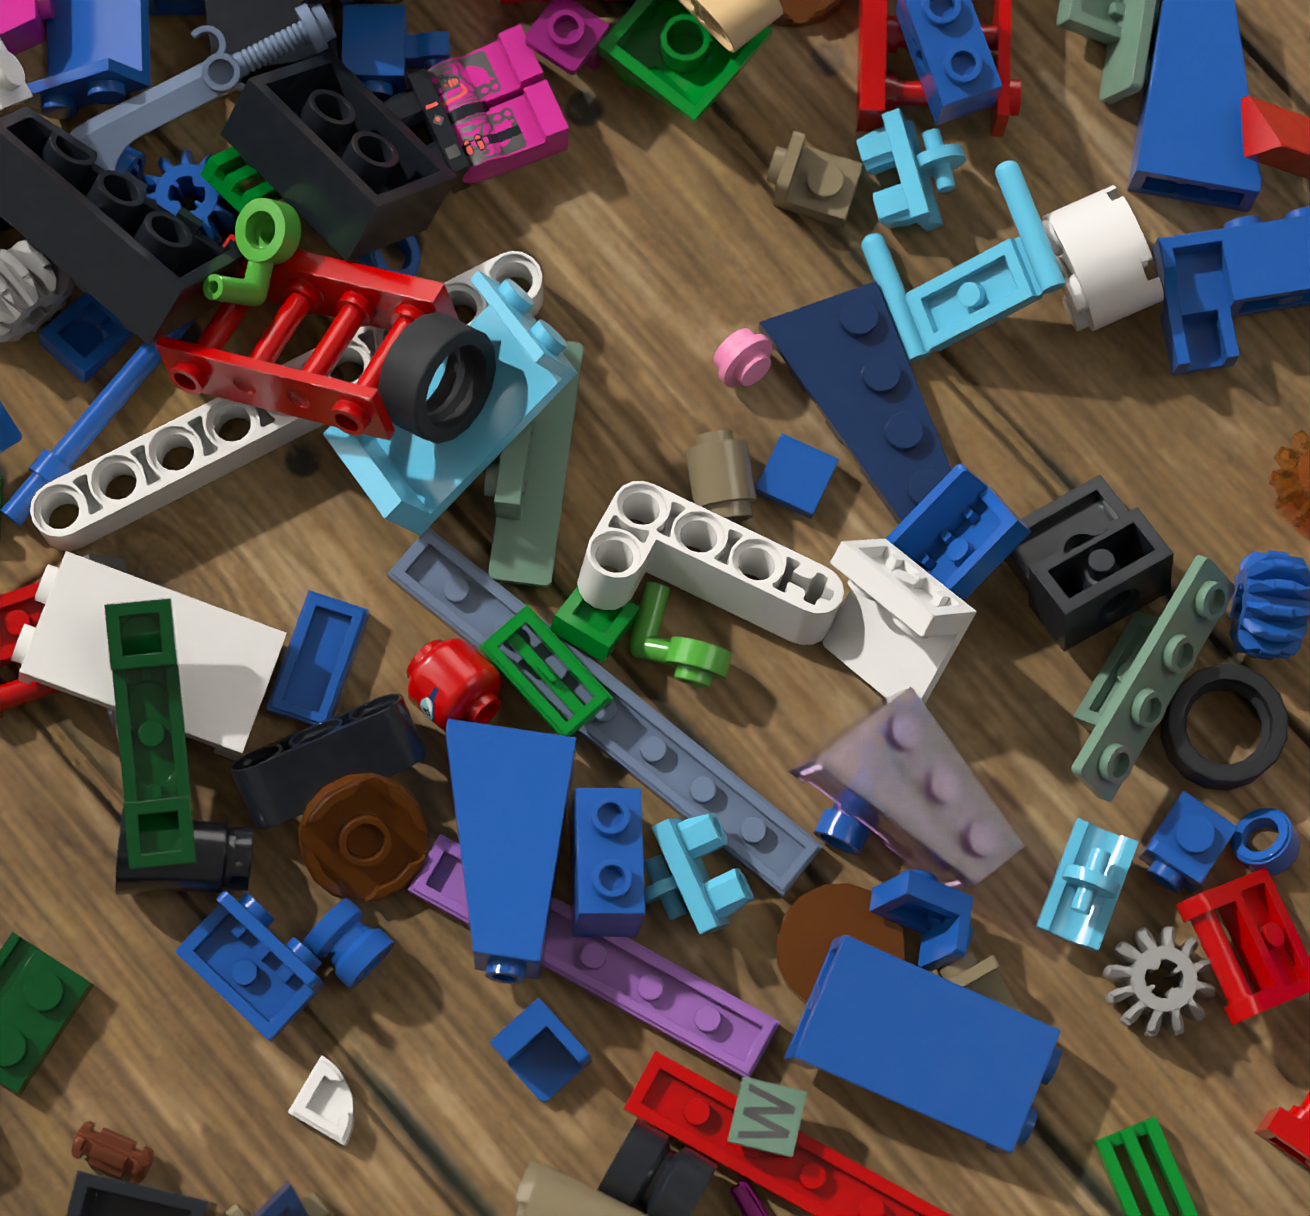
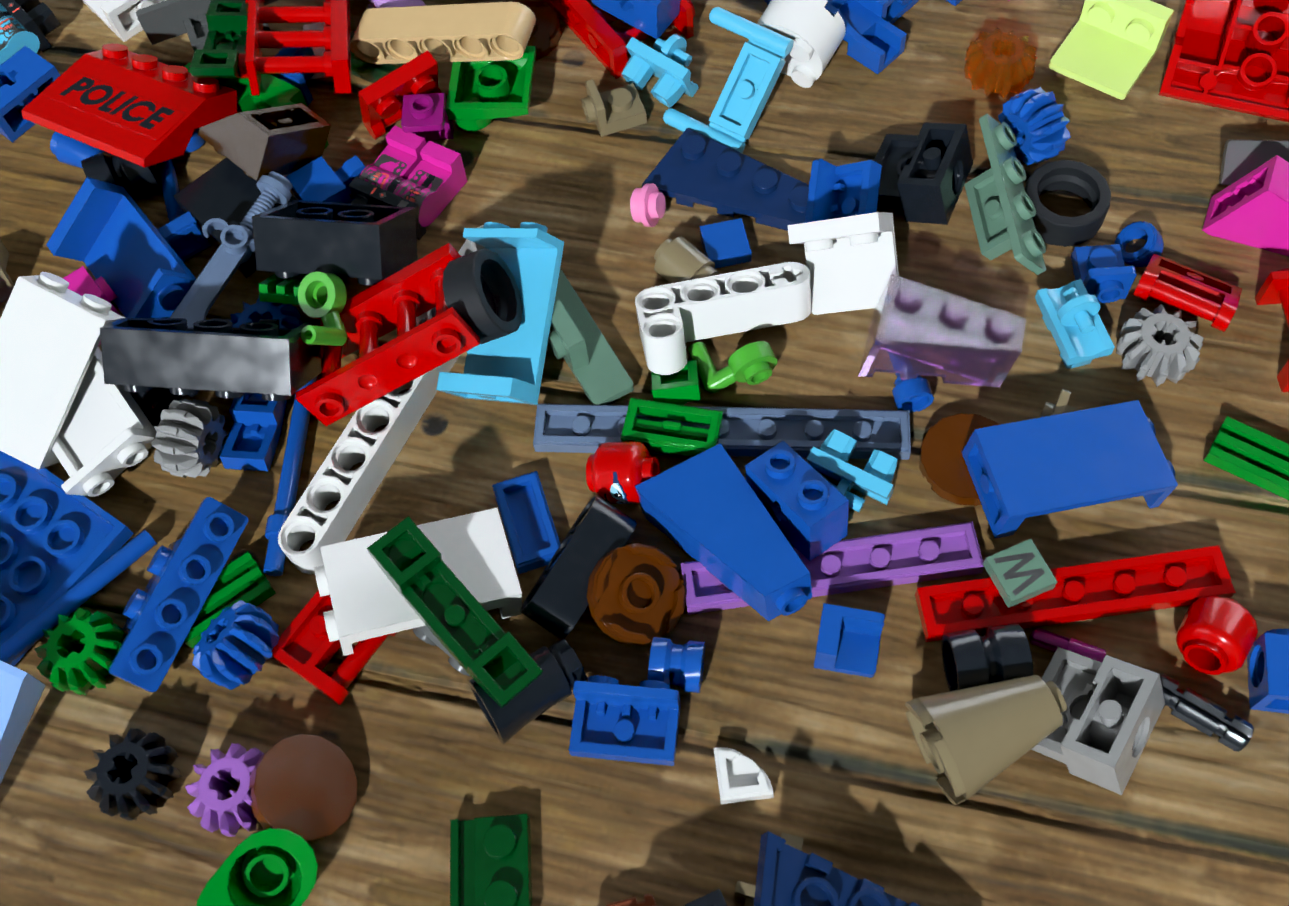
camera: 25 degrees left, 15 degrees down
(930, 908) = (1003, 395): blue bracket -> none

